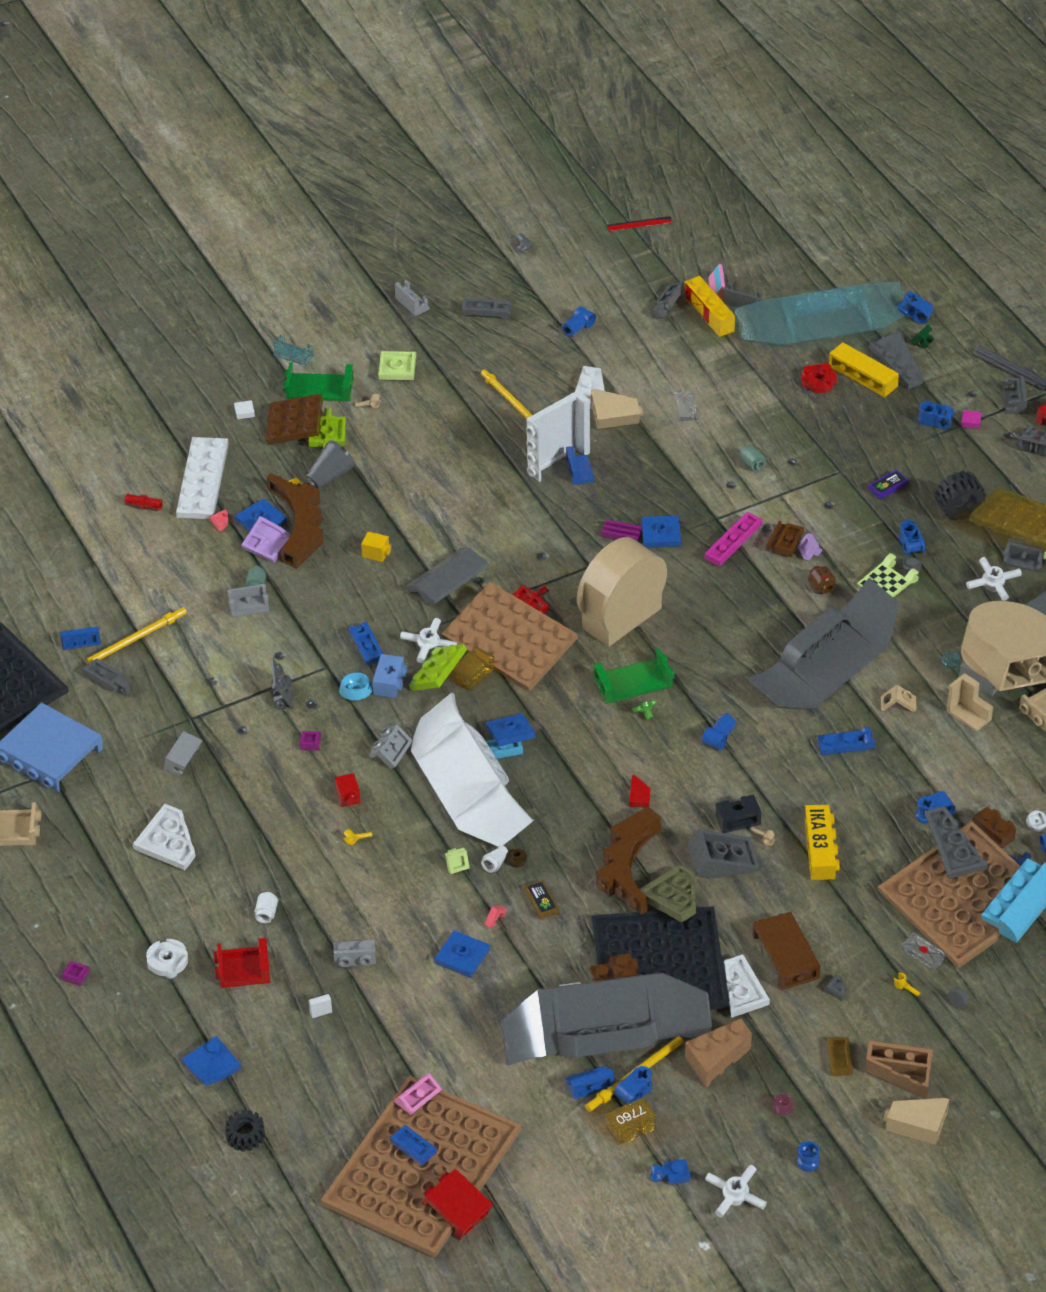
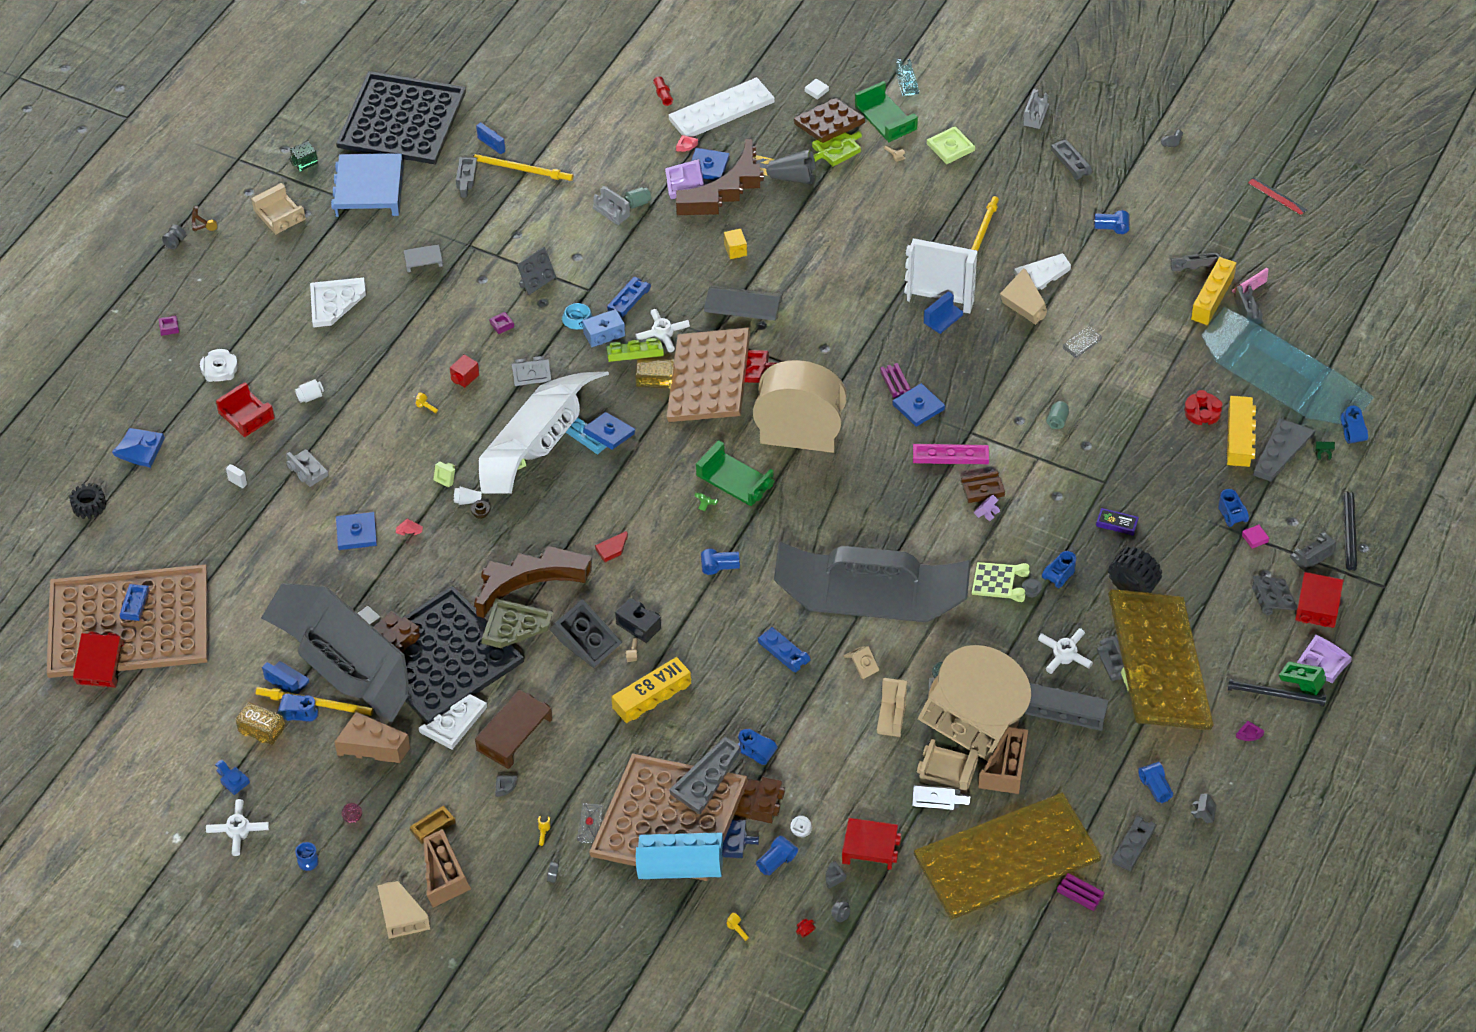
camera: 55 degrees right, 5 degrees up
(418, 1094) = (188, 578): bright pink slope -> none
(541, 899) = (449, 547): tile -> none
(821, 579) = (954, 535): reddish brown head -> none

